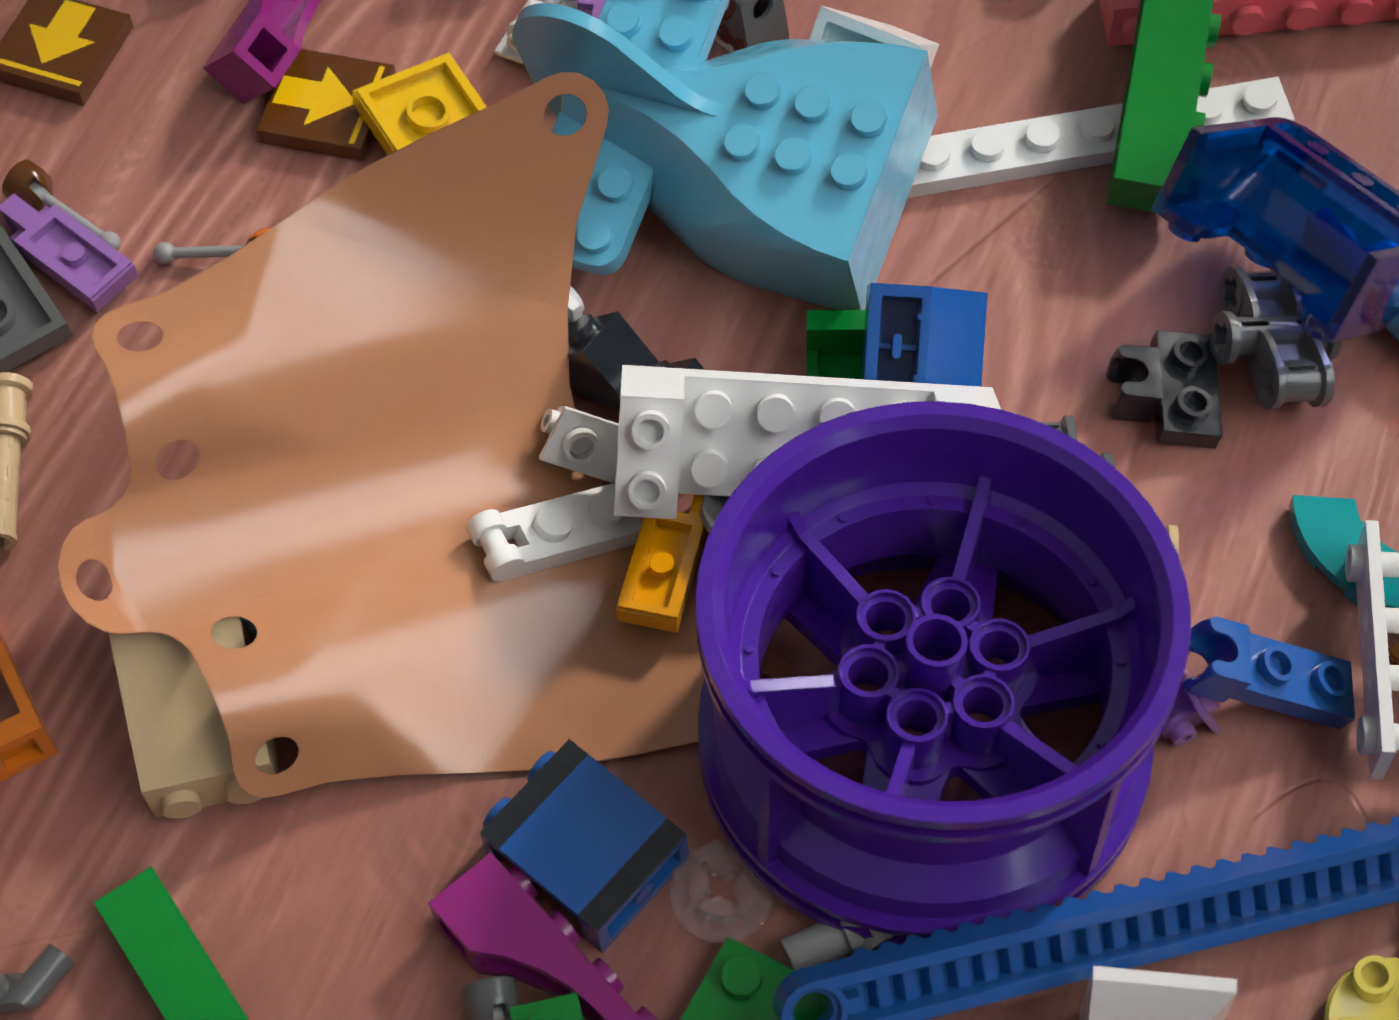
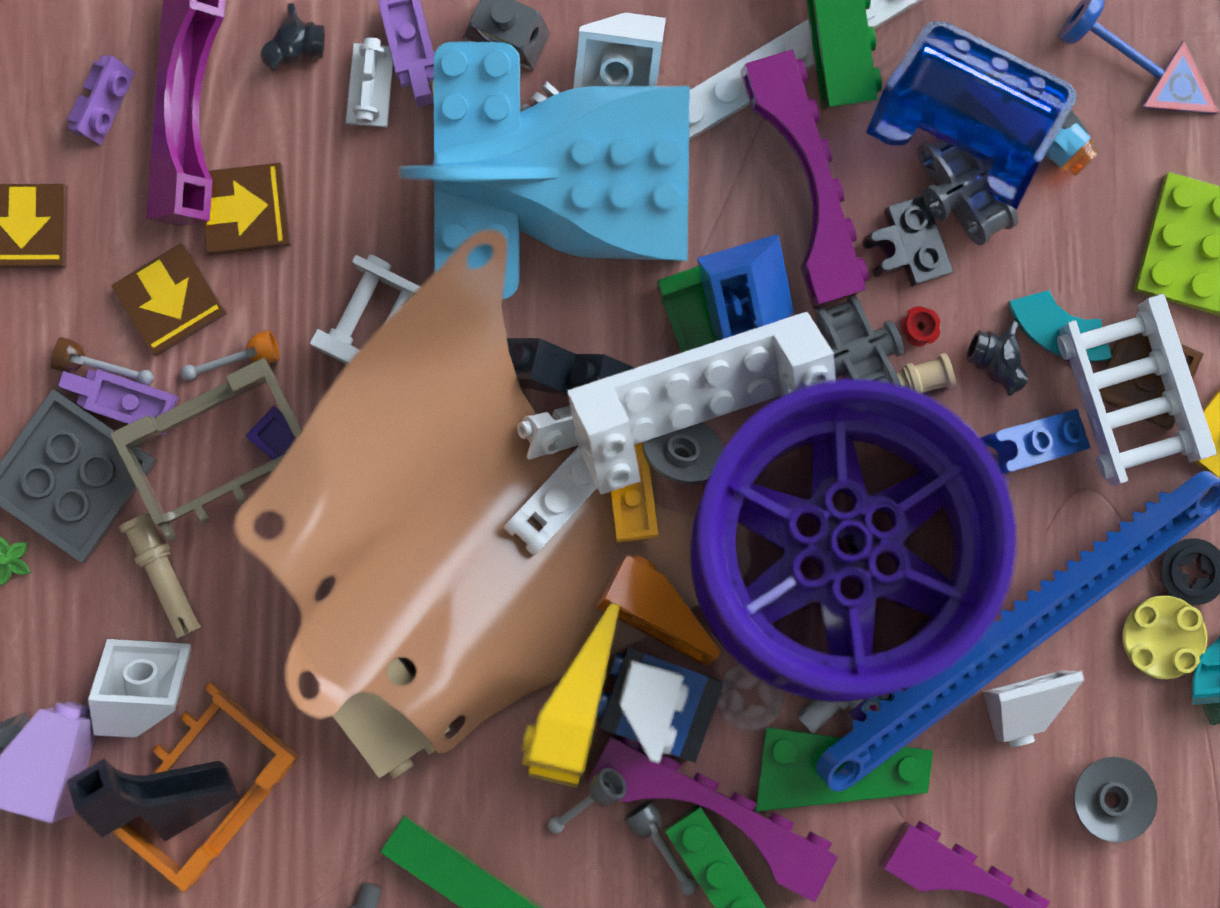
camera: 30 degrees left, 25 degrees up
(65, 276) = (150, 427): none -> dark tan hinge
(184, 169) = (168, 299): none -> reddish brown tile
(416, 102) = (325, 199): yellow plate -> none
(441, 764) = (564, 727): none -> yellow wedge
(446, 911) = (606, 795): none -> dark grey hinge
(565, 795) = (649, 702): none -> white slope
(626, 703) = (656, 609): none -> orange slope
(1052, 163) = (779, 96): none -> magenta arch
(1161, 477) = (921, 315): none -> red plate
(1253, 558) = (999, 357): none -> black animal

